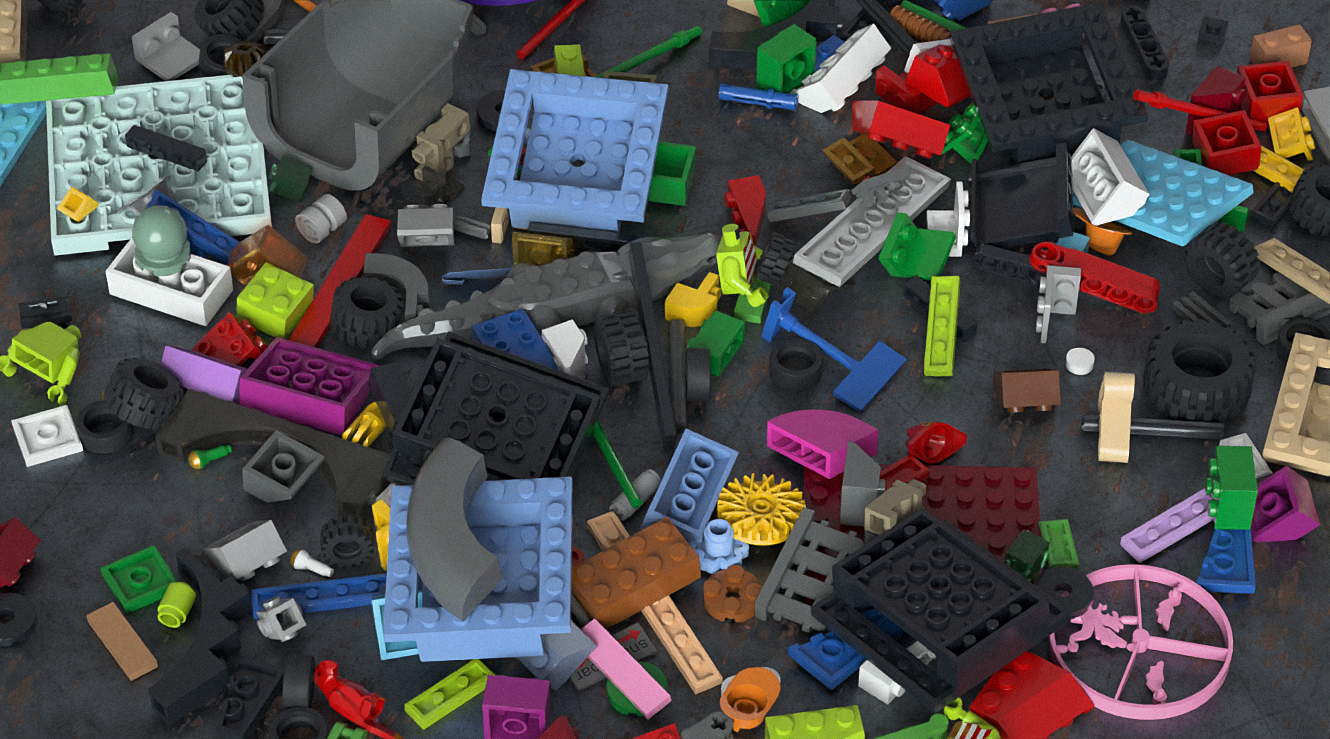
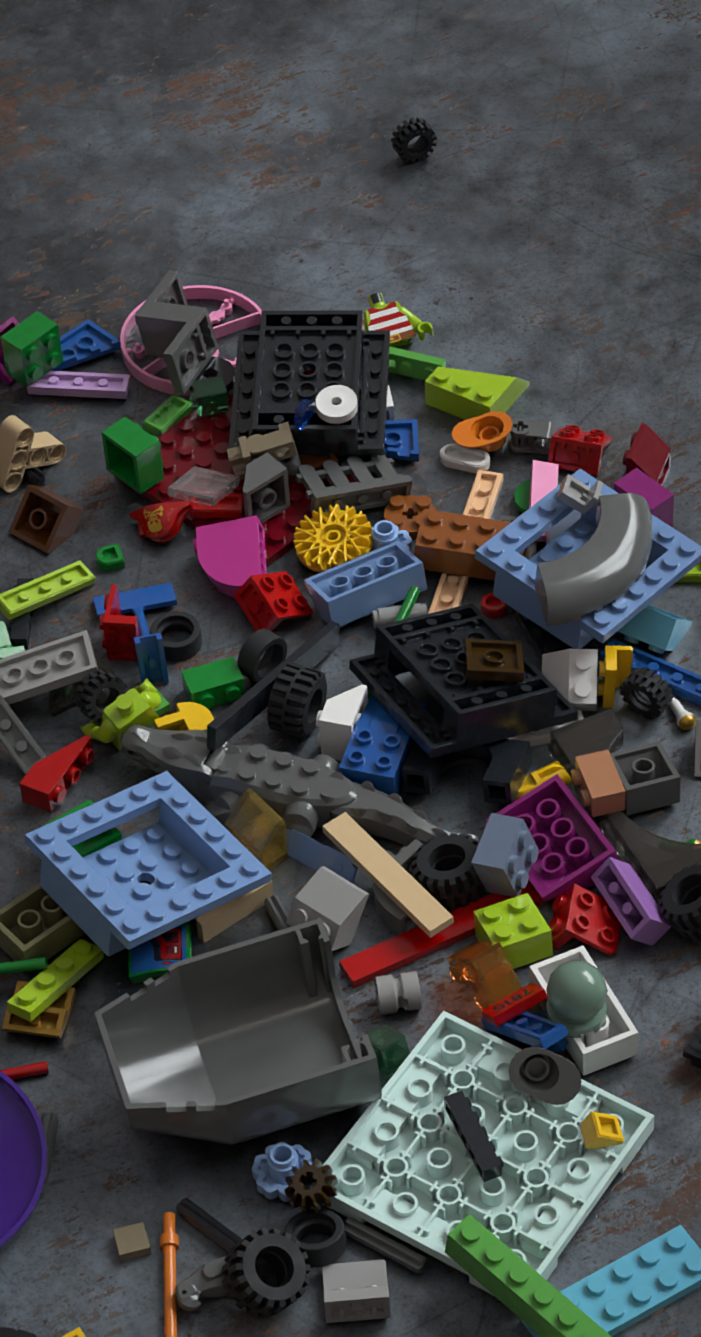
camera: 135 degrees left, 0 degrees up
(220, 242) = (514, 1004): none -> red tile
(304, 421) = (599, 783): none -> nougat brick
(321, 320) = (505, 855): none -> sand blue brick
(406, 269) = (388, 874): none -> tan tile
(463, 409) = (494, 660): none -> dark brown plate
(529, 572) = (578, 494): none -> light grey bracket
(747, 429) = (271, 599): none -> red bracket
(836, 316) = (118, 629): none -> red bracket
(870, 566) = (336, 395): none -> white piece
(884, 531) = (303, 413): none -> clear blue tile
(927, 465) = (203, 486): none -> clear tile
(937, 398) = (110, 558): none -> green tile
(1009, 448) = (133, 455): none -> green piece
(1130, 580) = (176, 332): none -> dark grey bracket

